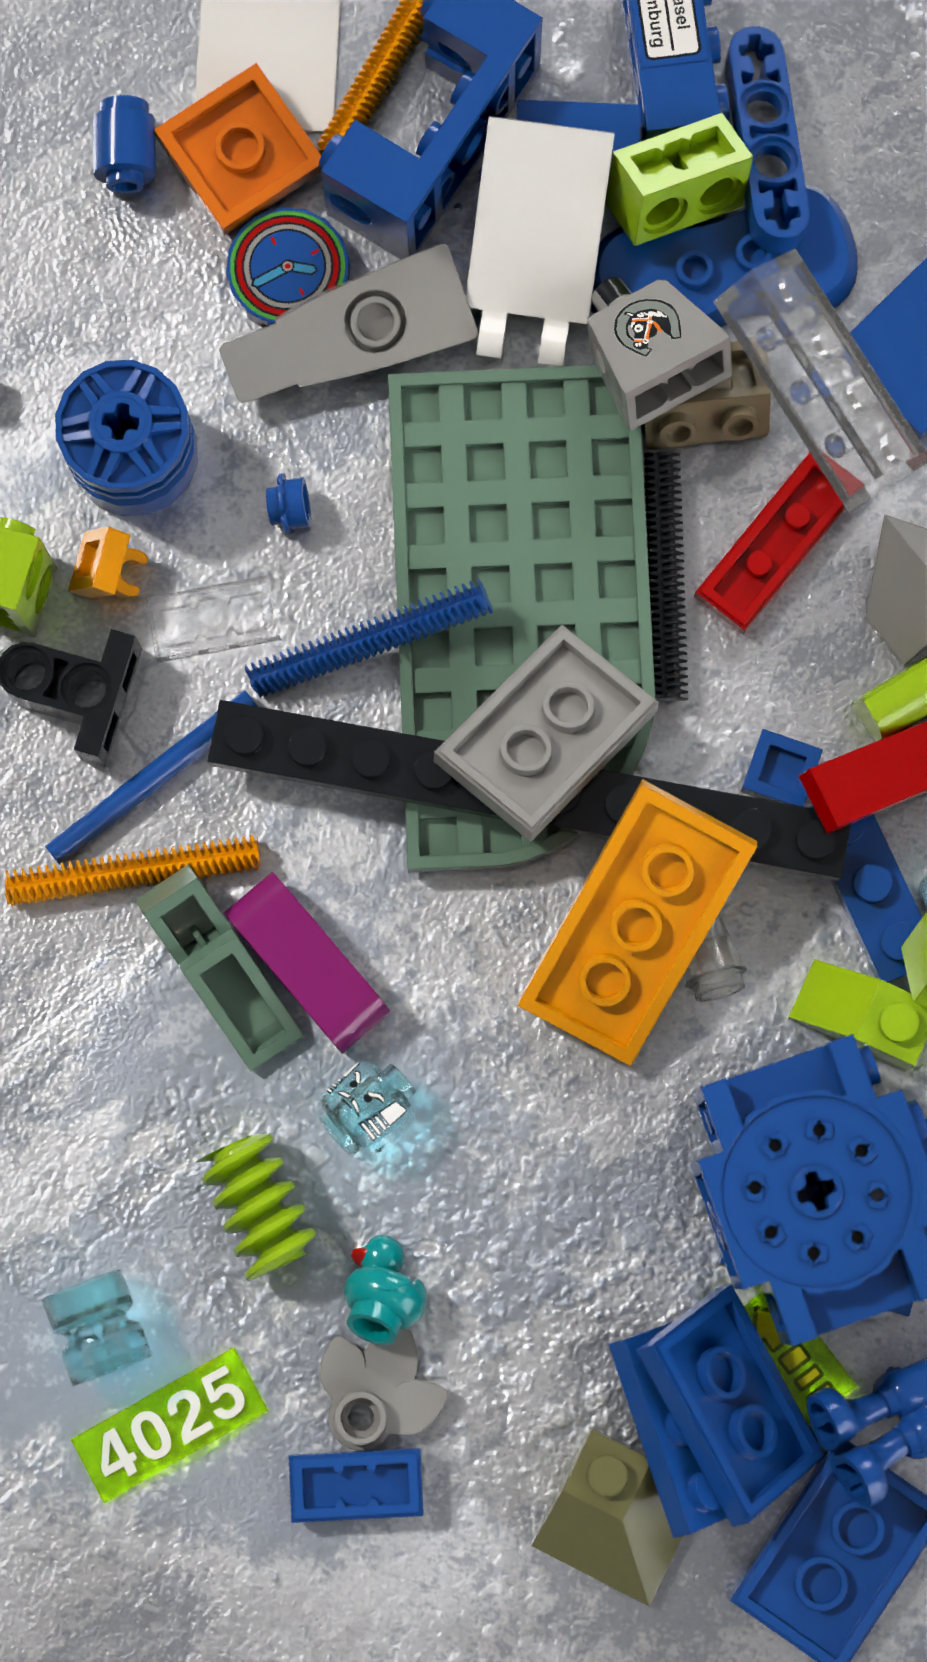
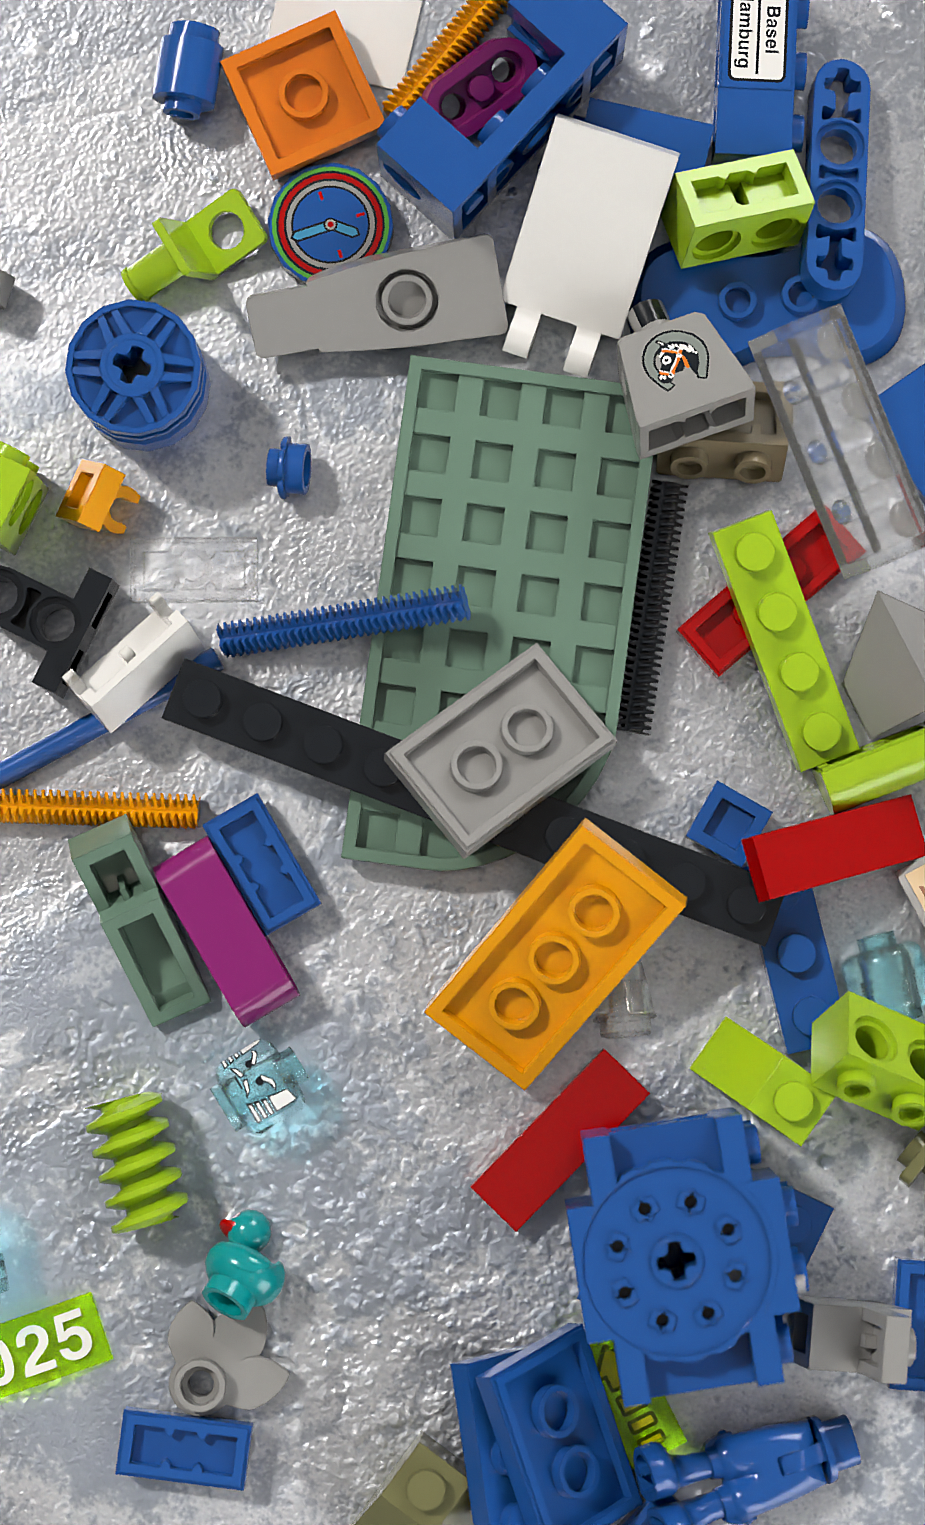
camera: 15 degrees right, 5 degrees up
(156, 311) = (191, 250): none -> lime bracket
(173, 718) = (136, 665): none -> white hinge
(331, 890) = (262, 864): none -> blue plate
(403, 111) = (475, 86): none -> magenta plate
(668, 1114) = (552, 1144): none -> red tile
(801, 583) = (784, 640): none -> lime plate

